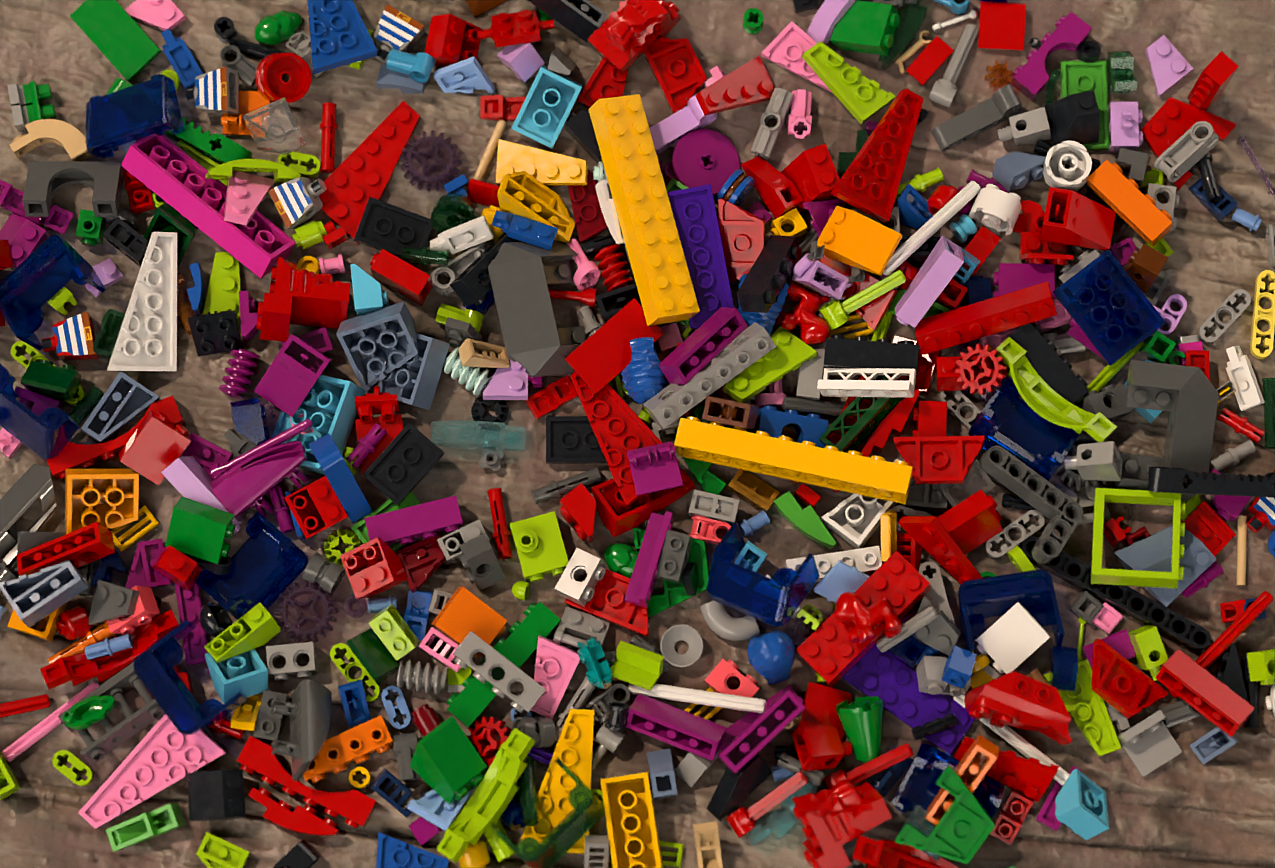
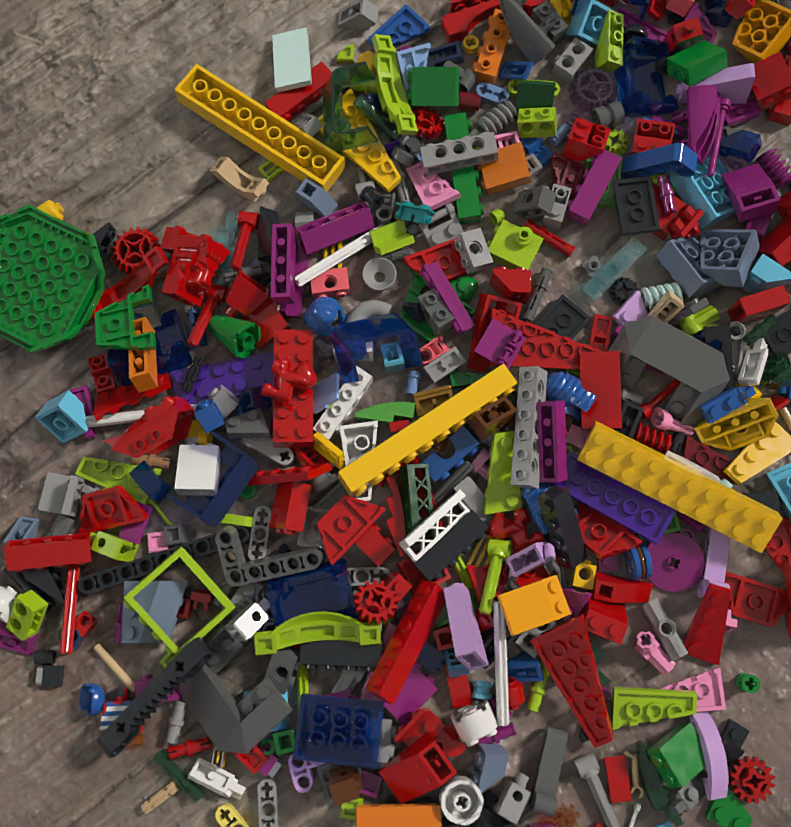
camera: 135 degrees right, 0 degrees up
(122, 547) = (734, 55): yellow tile -> none
(811, 617) = (323, 354): lime tile -> none
(908, 628) = (259, 411): light grey axle -> none
(1208, 528) = (146, 657): red plate -> none

